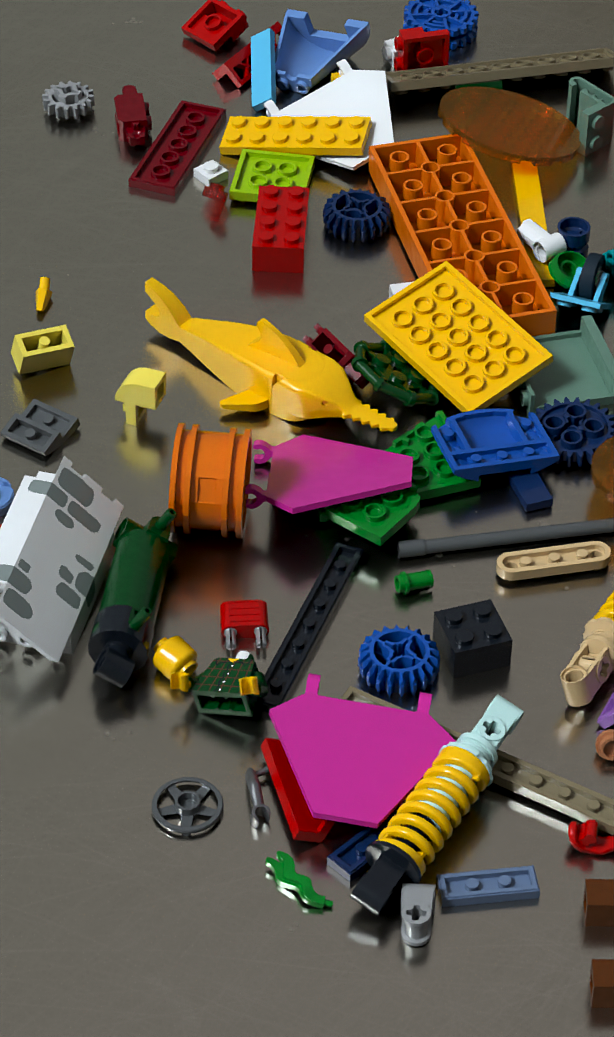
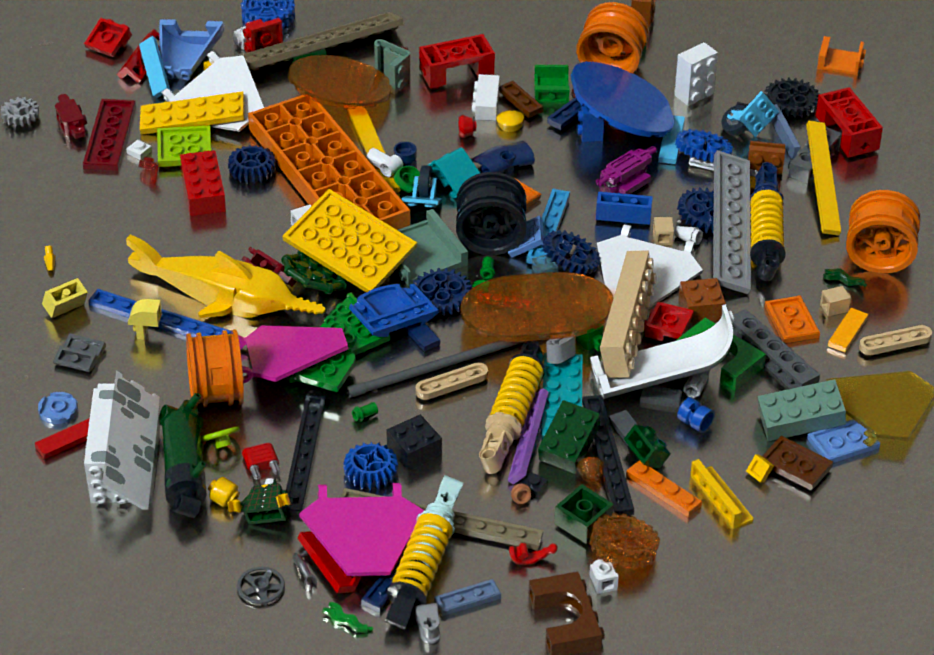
camera: 15 degrees left, 0 degrees up
(174, 403) = (169, 320): none -> blue tile
(196, 579) = (221, 437): none -> lime piece

